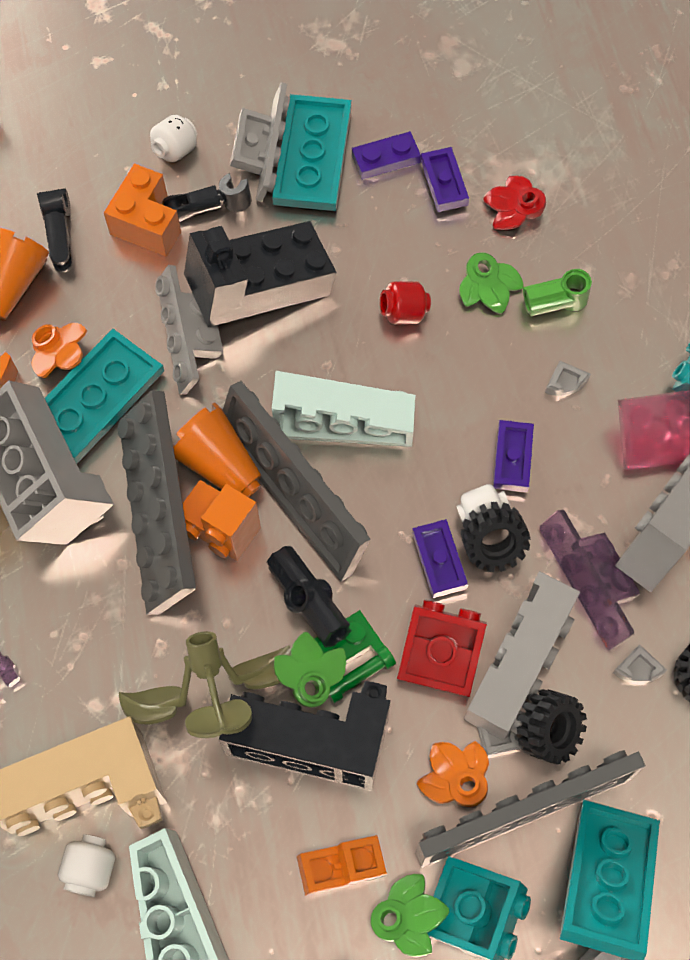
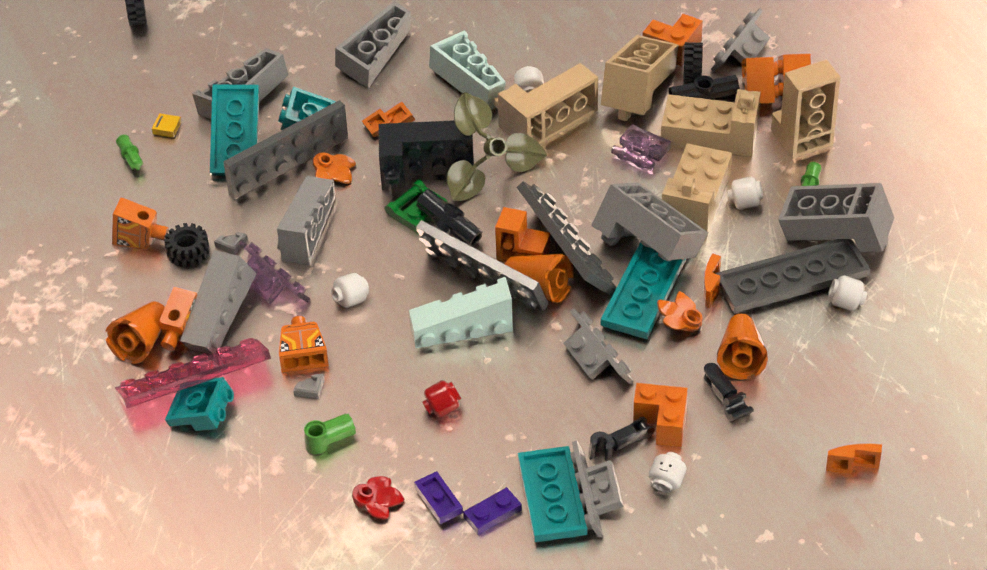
camera: 165 degrees right, 20 degrees down
(256, 271) = (555, 376): black hinge -> none
(310, 665) = (434, 178): bright green plate -> none
(415, 915) = (353, 102): bright green plate -> none
(439, 558) = (372, 262): dark purple plate -> none
(442, 648) = (357, 217): red plate -> none
(491, 286) = (383, 434): bright green plate -> none
(503, 552) = (337, 267): black tyre -> none
(513, 456) = (337, 327): dark purple plate -> none
(537, 722) = (281, 188): black tyre -> none
(567, 434) = (301, 346): none -> orange torso

